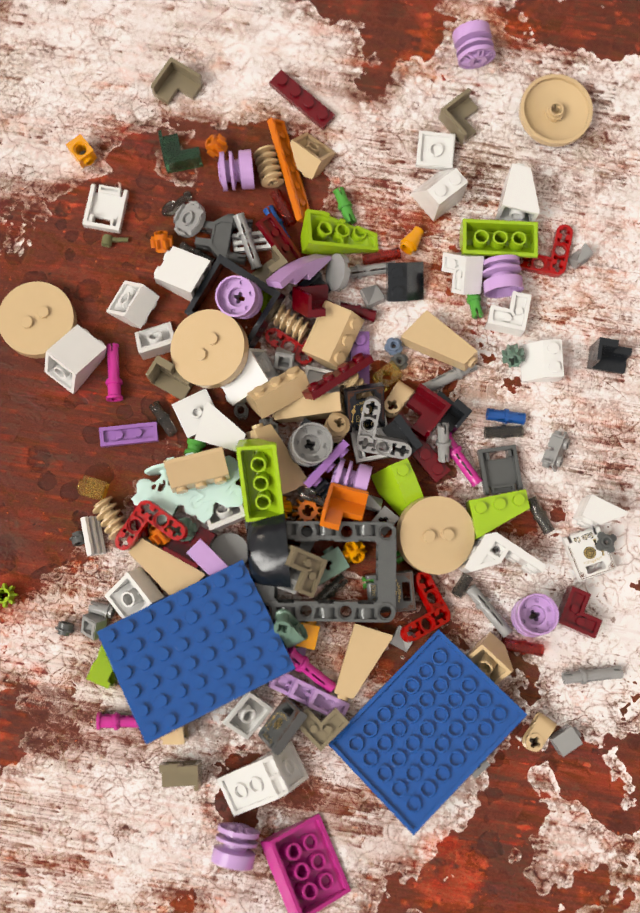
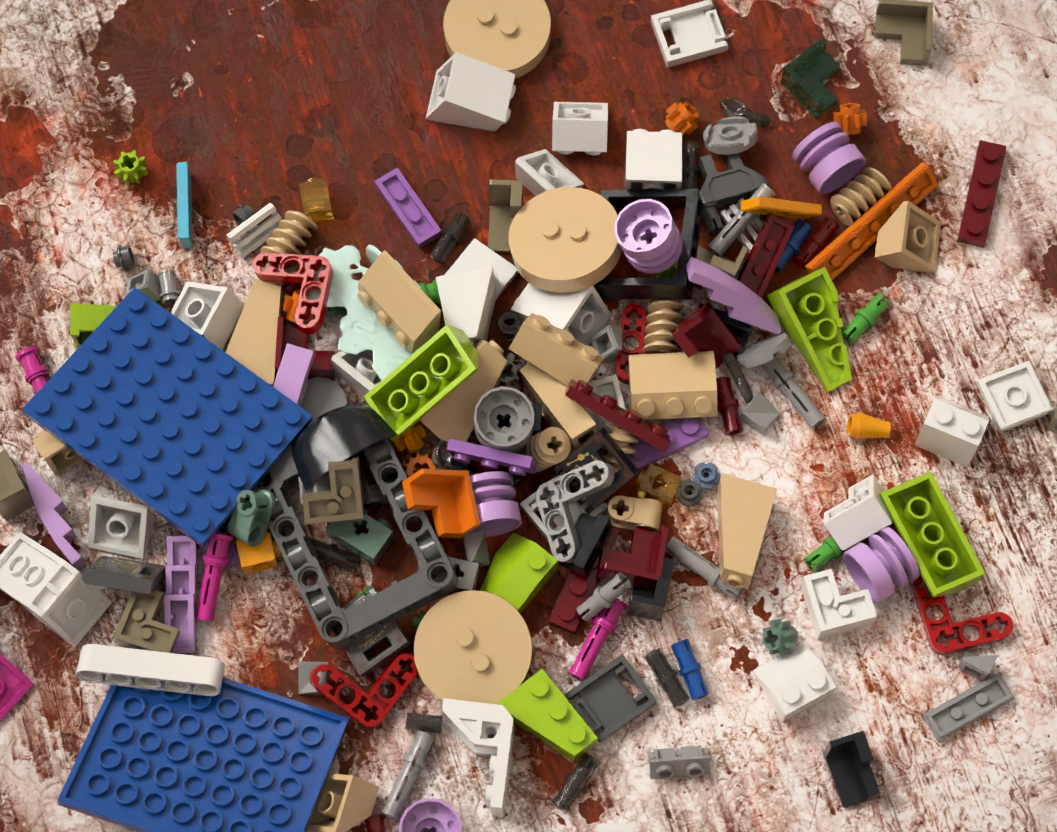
camera: 70 degrees right, 10 degrees down
(49, 572) = (184, 205): none -> medium azure tile
(108, 239) = (648, 55): olive hand -> none
(113, 381) = (467, 155): dark pink pin -> none
(190, 526) = (323, 337): sand green gear -> none
(210, 753) = (50, 509): none -> lavender slope
(255, 214) = (781, 208): none -> light orange tile
(349, 296) = (738, 376): none -> clear smoke piece
(352, 737) = (150, 670): none -> white beam
(354, 552) = (397, 558): light orange gear -> none
(361, 656) = (259, 634): tan slope -> none
(381, 256) = (822, 399): clear red pin -> none
(404, 281) = (801, 442): black slope -> none
(518, 196) = (1007, 530): white slope -> none
(600, 276) = (968, 707): none -> light grey tile

